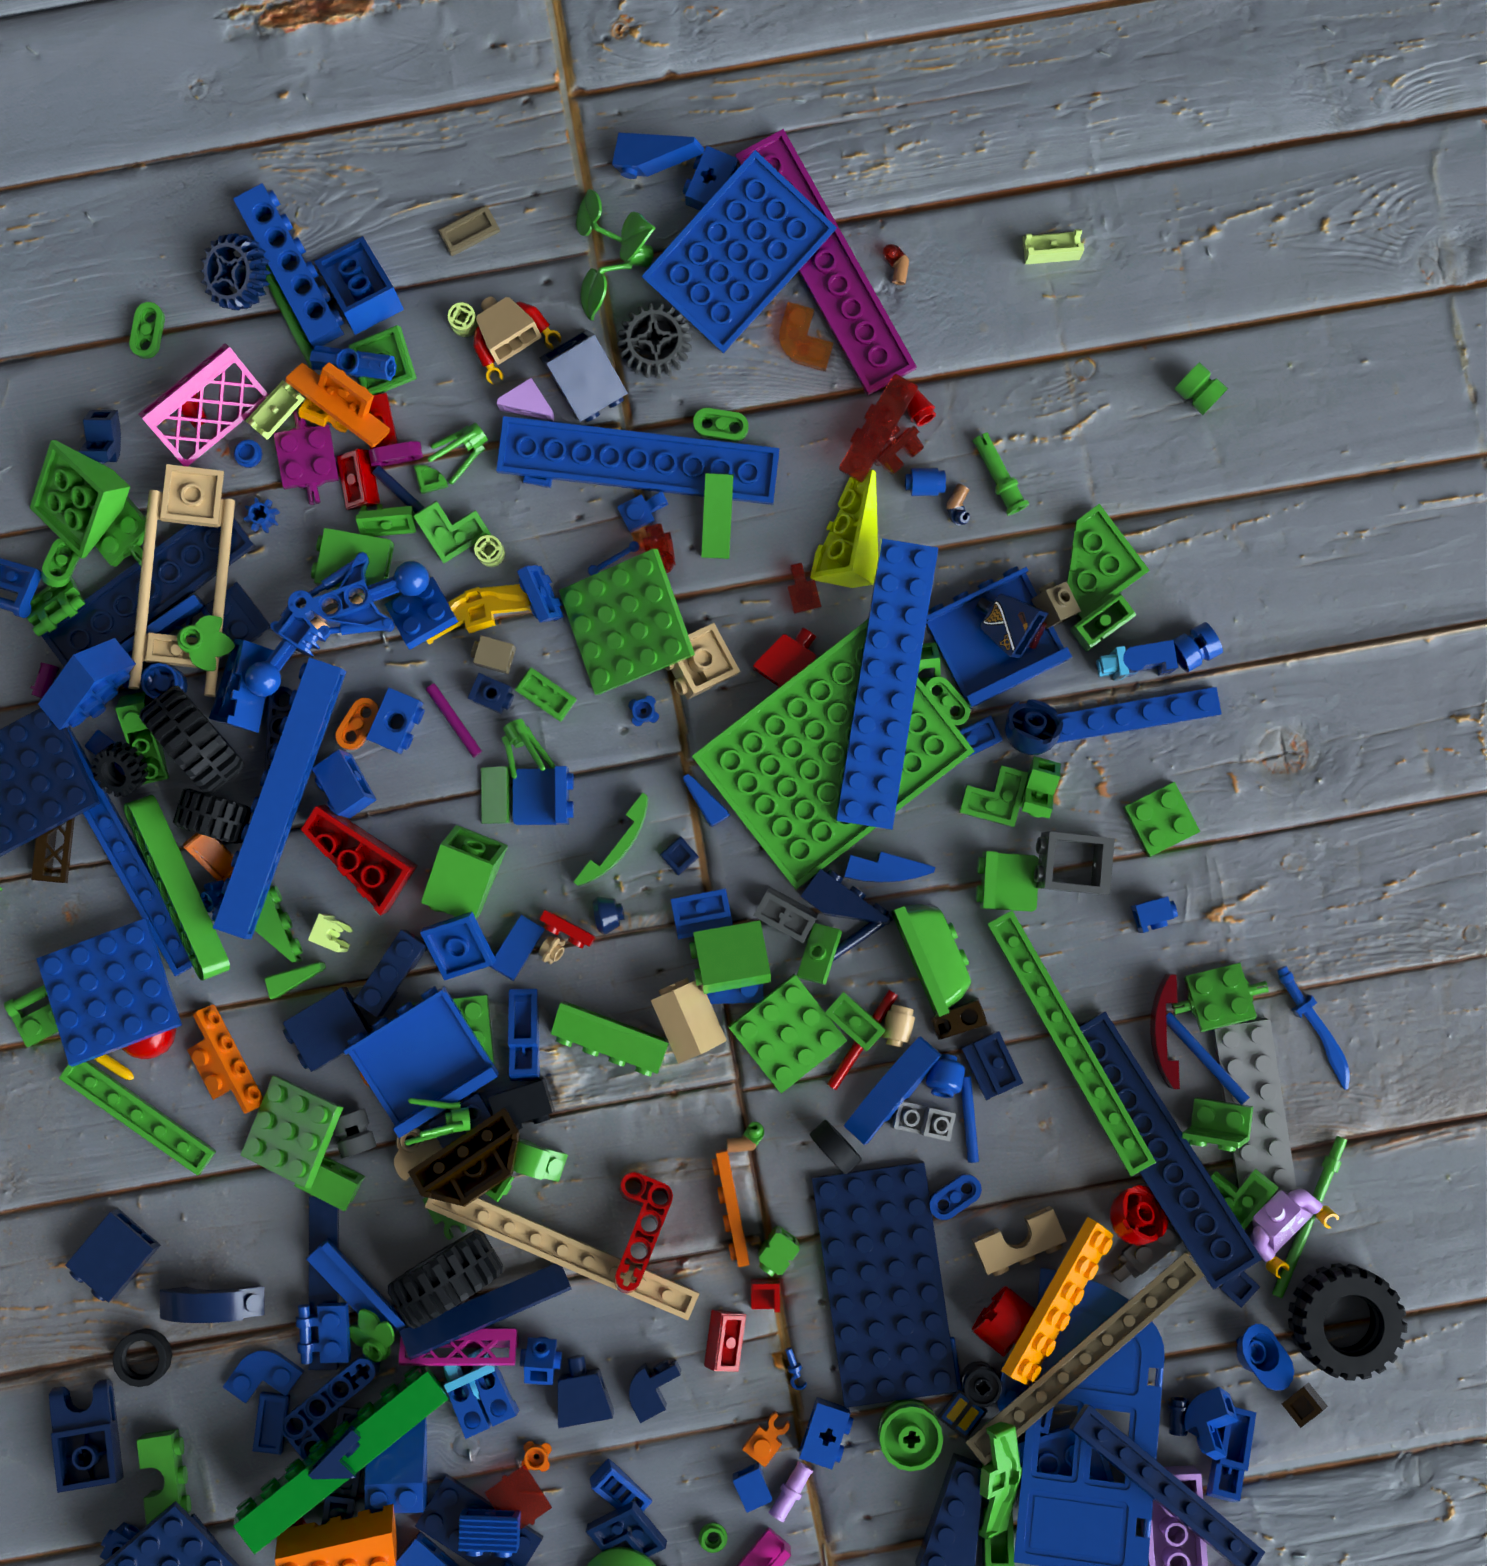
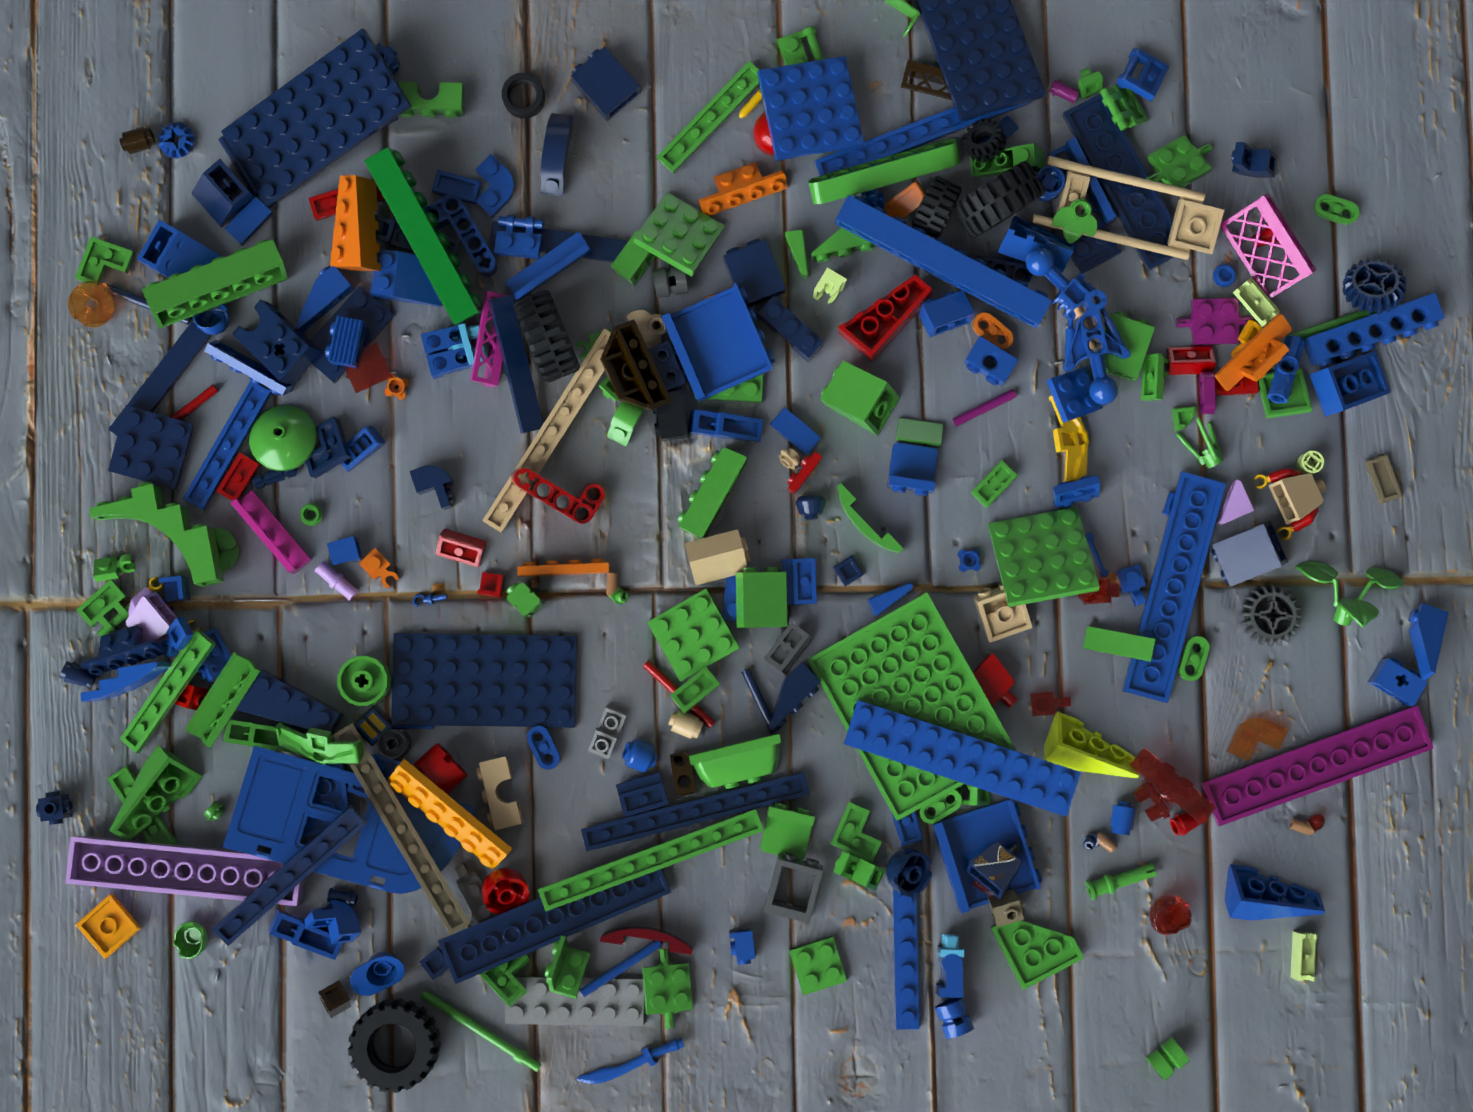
camera: 95 degrees right, 0 degrees up
(30, 650) = (1089, 83): none -> bright green tile
(59, 564) = (1155, 115): bright green plate -> none
(77, 497) = (1207, 136): bright green slope -> none
(83, 1430) = (475, 41): dark blue brick -> none
(87, 684) = (1056, 124): blue brick -> none
(258, 507) = (1179, 277): blue gear -> none
(331, 1464) = (421, 227): dark blue slope -> none
(372, 1335) = (511, 274): bright green plate -> none
(397, 489) = (1170, 396): dark blue bar -> none
(450, 538) = (1132, 426): bright green plate -> none
(456, 1120) = (667, 362): bright green plant -> none
(458, 946) = (804, 384): blue plate -> none
(479, 694) = (1005, 431): dark blue brick -> none
(491, 555) = (1114, 459): yellowish green wheel -> none
(493, 654) = (1032, 447): dark tan brick -> none
(520, 735) = (964, 458): bright green plant -> none
(540, 1360) = (470, 401): blue brick -> none
(582, 1395) = (438, 429): dark blue torso -> none
(739, 251) = (1335, 695): blue plate -> none
(819, 953) = (753, 670): bright green plate -> none
(823, 1416) = (366, 605): blue brick -> none
(835, 1147) = (598, 658): black tyre -> none
(886, 869) = (812, 735): blue slope -> none
(892, 1090) = (635, 710): blue slope -> none
(969, 1120) = (601, 769): blue bar -> none
(992, 305) = (1260, 897): none -> blue wedge
(1002, 998) = (695, 811): none -> dark blue plate
(1031, 409) = (1170, 914): none -> clear red hair
(1102, 622) = (986, 944): bright green brick -> none
(1281, 1220) = (483, 1007): lavender torso -> none

